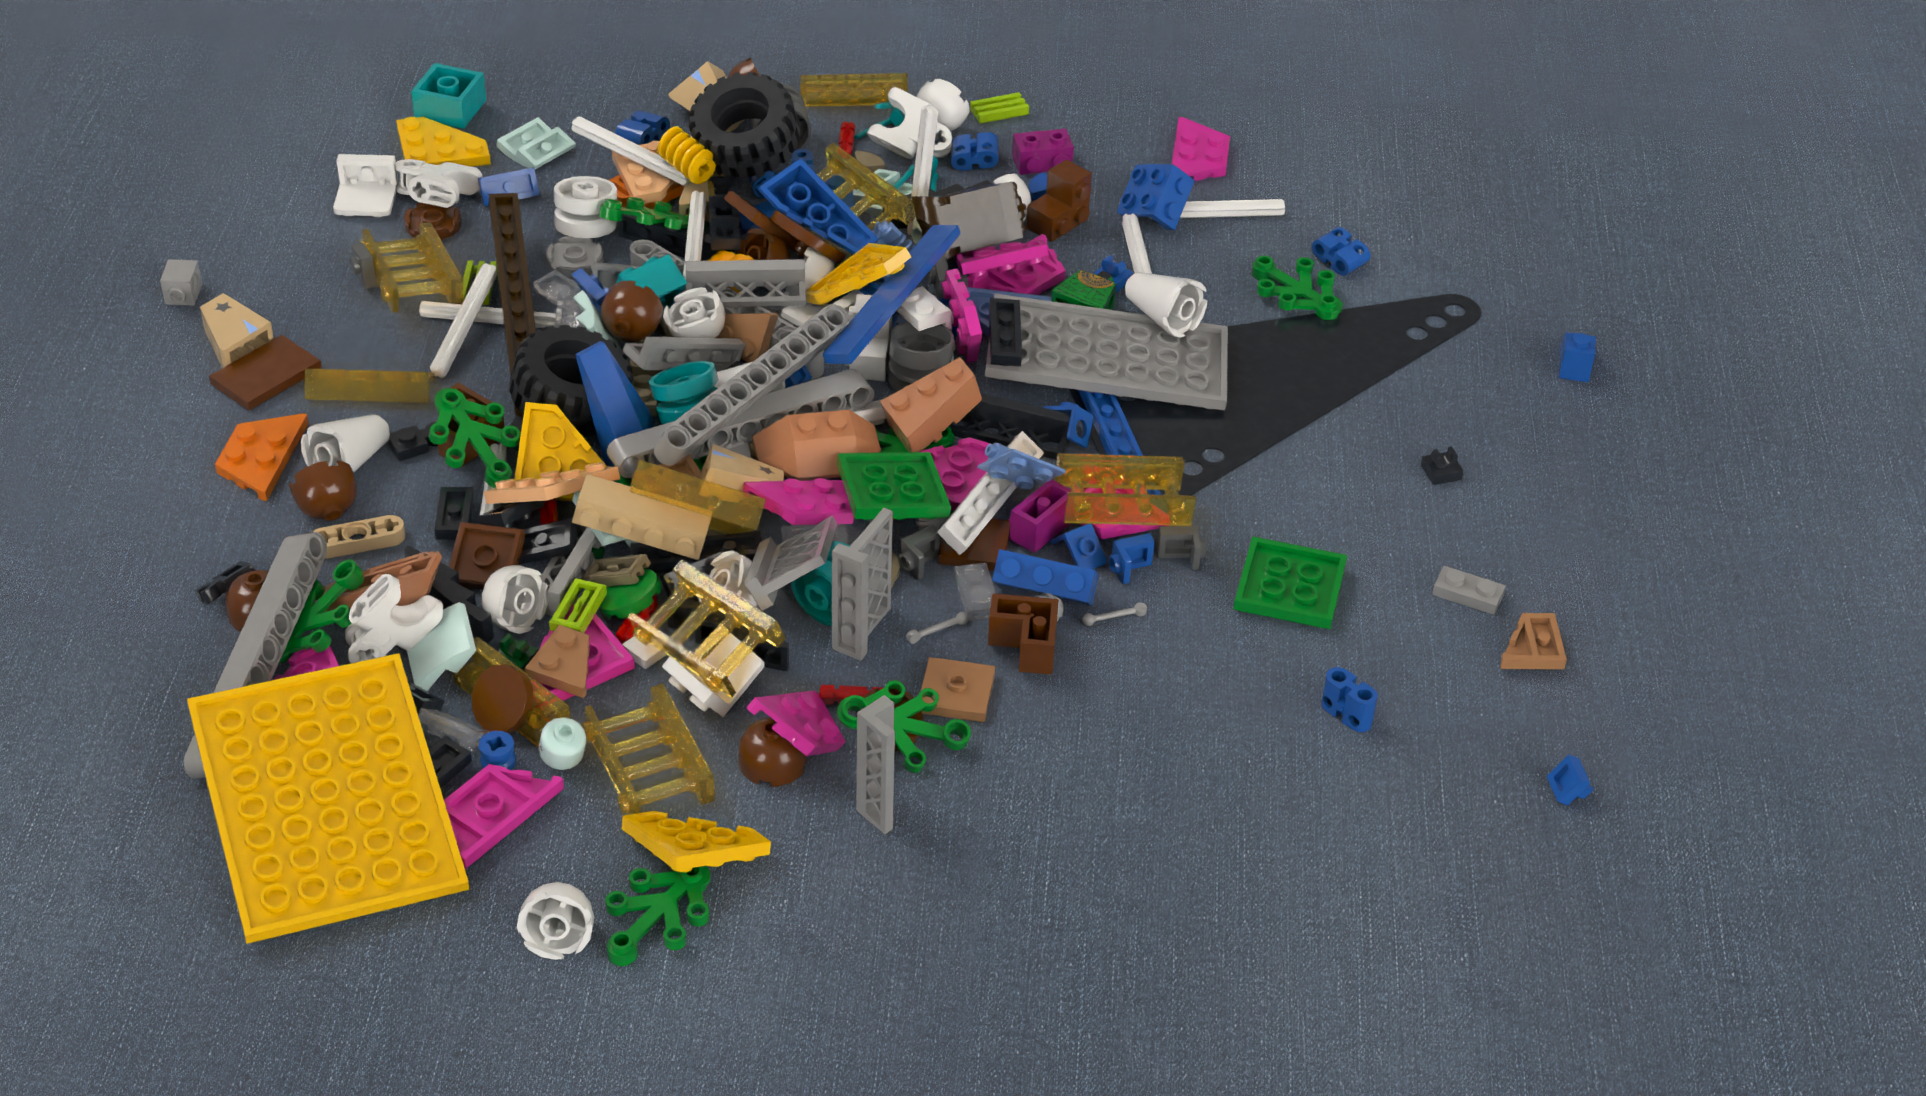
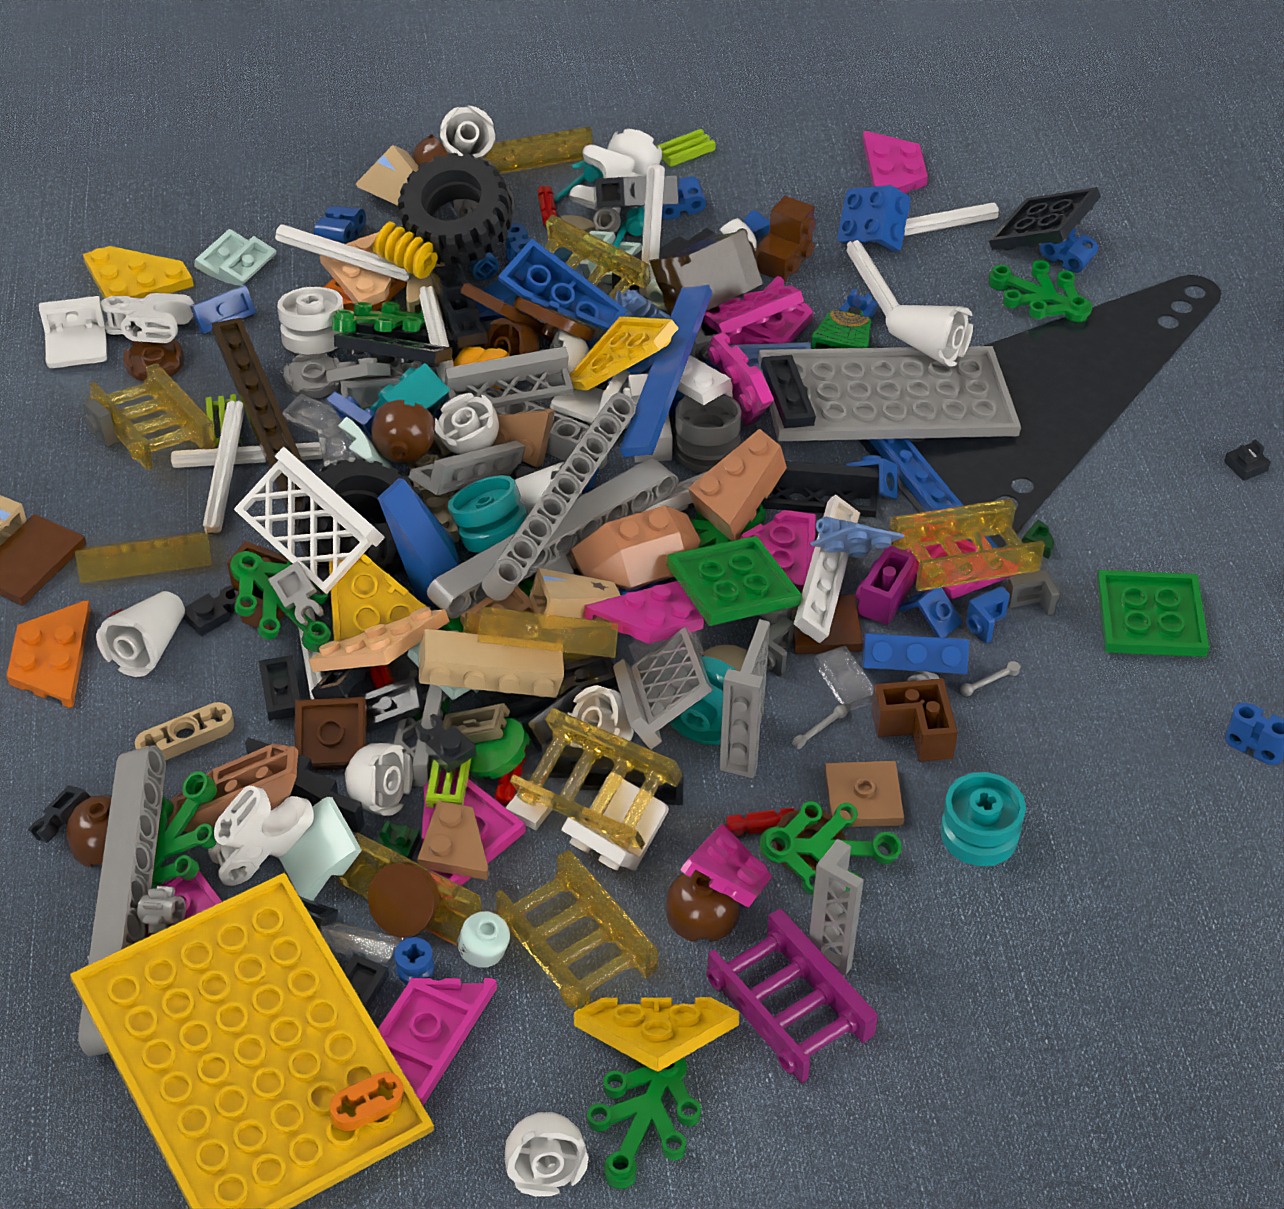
camera: 10 degrees left, 5 degrees up
(284, 663) = (161, 908): none -> light grey gear
(324, 490) = (137, 688): reddish brown cylinder -> none
(413, 849) = (370, 1109): none -> orange beam
(449, 95) = (131, 219): teal brick -> none
(485, 428) = (294, 590): none -> light grey plate
(538, 359) = (325, 498): none -> white fence
(581, 580) = (447, 747): none -> black plate
(617, 255) = (365, 369): none -> light grey plate
(640, 237) = (383, 347): none -> black plate
(782, 59) = (467, 132): none -> white cone
(848, 815) = (805, 962): none -> magenta fence
(896, 160) = (607, 220): none -> light grey plate
(949, 139) = (630, 191): none -> slope
(1041, 150) = (746, 188): magenta brick -> none
(1055, 725) = (982, 819): none -> teal wheel
(1209, 503) = (1040, 532): none -> dark green tile
(1322, 220) = (1044, 219): none -> black plate

